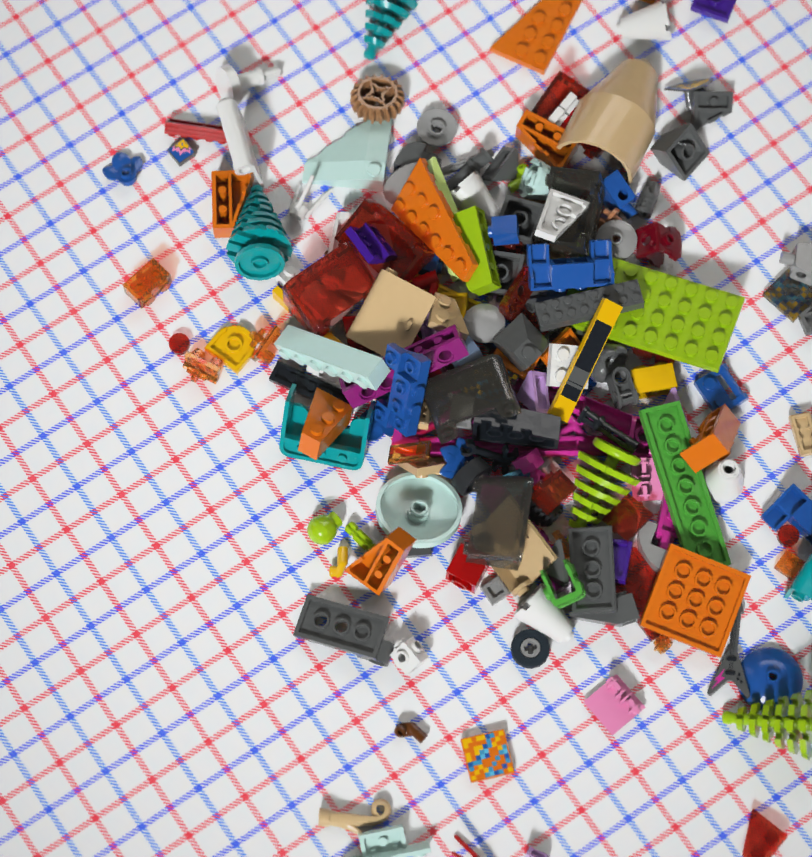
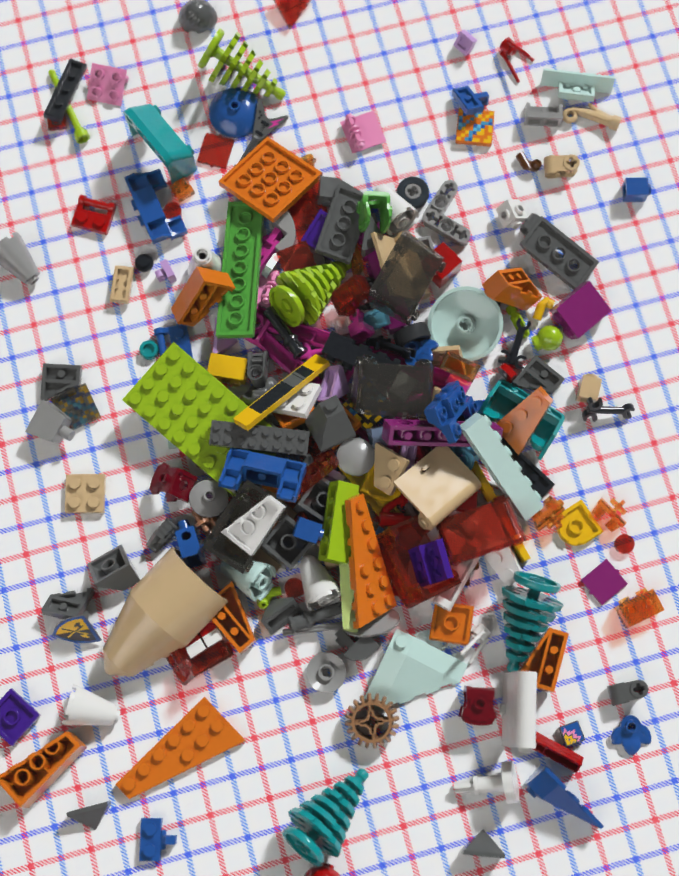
camera: 160 degrees left, 5 degrees up
(139, 203) = (624, 692): none -> dark grey piece
(179, 92) = (551, 789): none -> blue wedge
(189, 301) = (604, 582): none -> magenta piece
(235, 29) = (483, 845): none -> dark grey slope
(248, 466) = (598, 408): none -> black bar
(262, 487) = (588, 387): none -> tan brick
(275, 737) = (636, 189): none -> blue brick
(280, 141) = (478, 706): none -> dark red piece
(298, 567) = (580, 310): none -> magenta brick
(320, 484) = (538, 374): none -> dark grey wing
(325, 206) = (452, 625): none -> orange tile
(355, 476) = (507, 372): none -> red tile
(355, 496) = (512, 357): none -> black bar
(375, 736) = (559, 166): none -> tan piece
(412, 798) = (543, 115): none -> light grey hinge
(492, 634) = (438, 213): none -> light grey beam
(498, 193) = (294, 588): none -> clear red tile
(504, 782) = (469, 101): none -> blue hinge
(654, 504) = (270, 265): none -> tile
(742, 215) = (85, 493): none -> tan plate
(744, 377) = (149, 350): none -> teal tile
(763, 462) = (165, 272): none -> lavender tile
(772, 625) = (216, 151): none -> clear red piece
(792, 466) = (144, 263): none -> black plate

